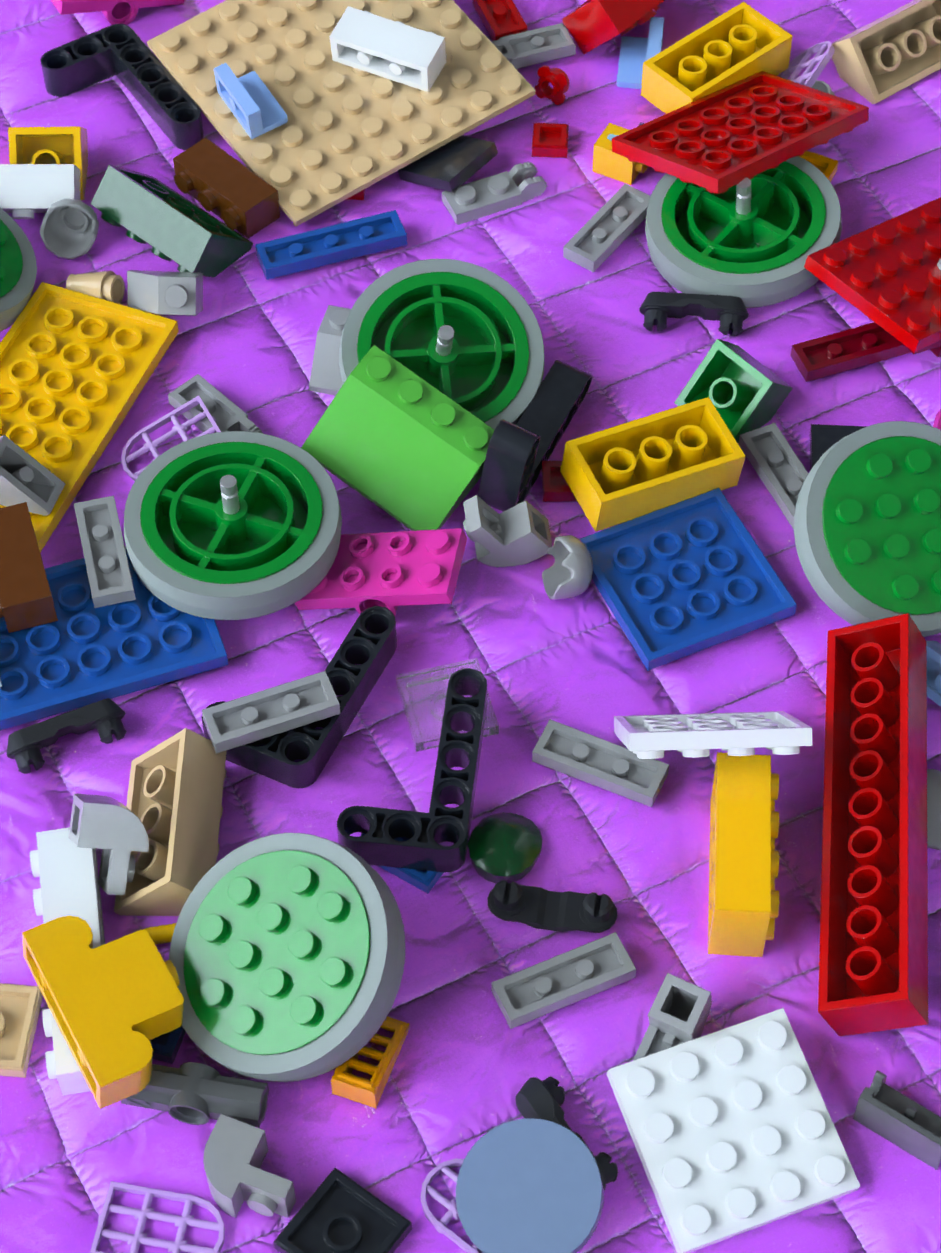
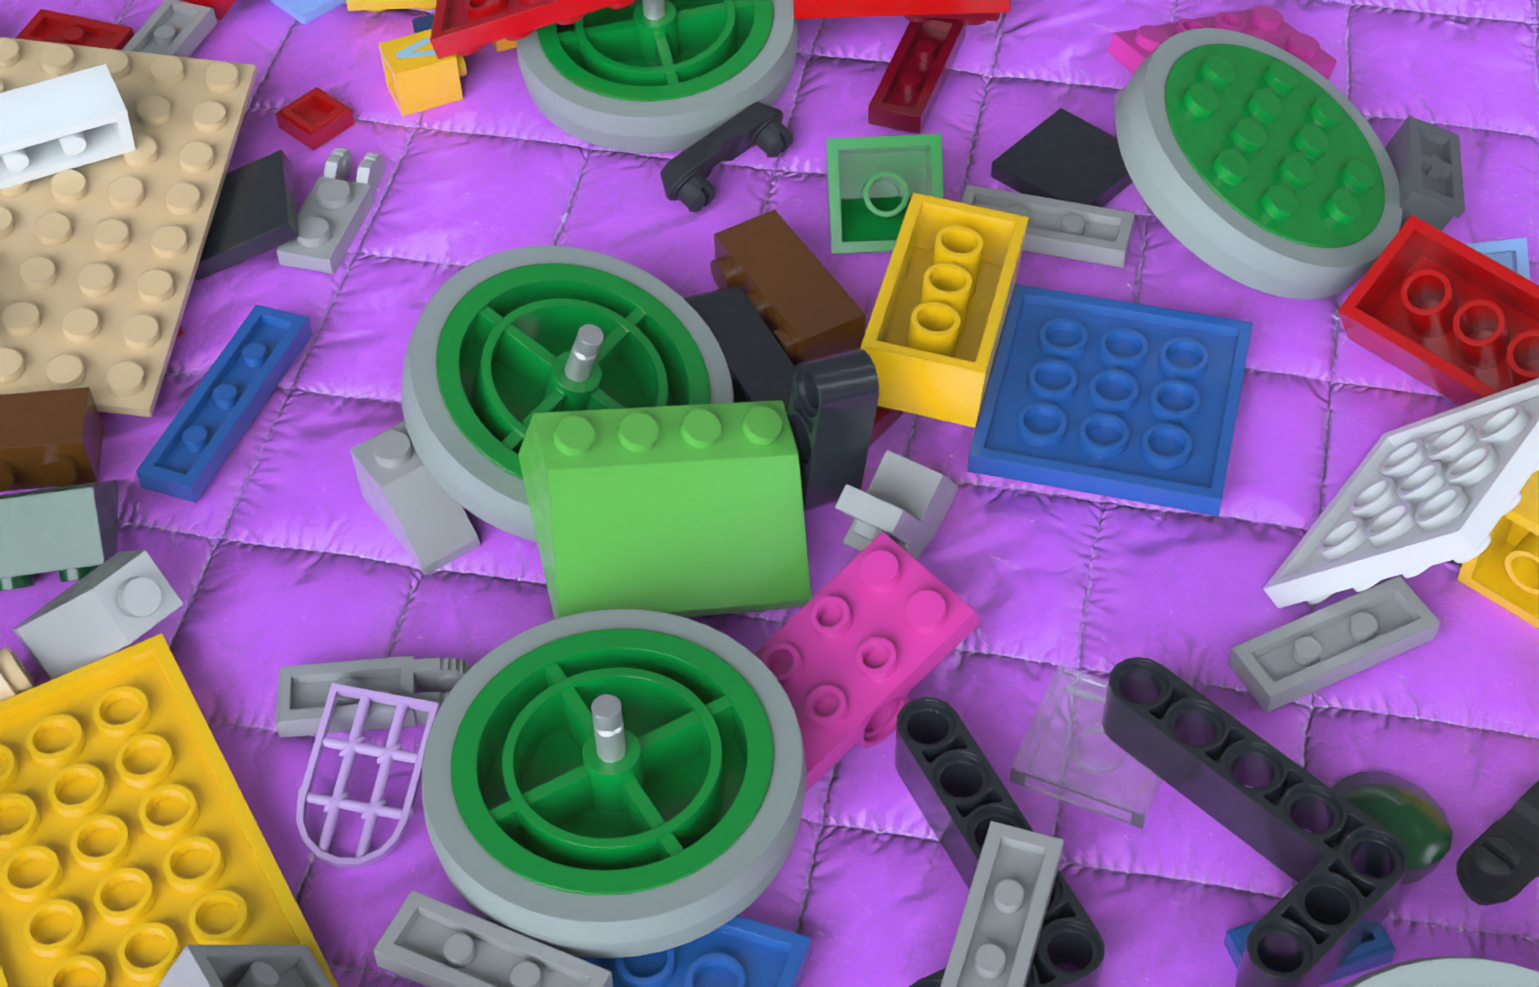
camera: 50 degrees left, 5 degrees down
(559, 81) = (248, 49): red plate -> none
(571, 569) = (1007, 488): light grey hair -> none
(607, 228) = (516, 147): light grey plate -> none
(618, 391) = (788, 288): none -> reddish brown brick

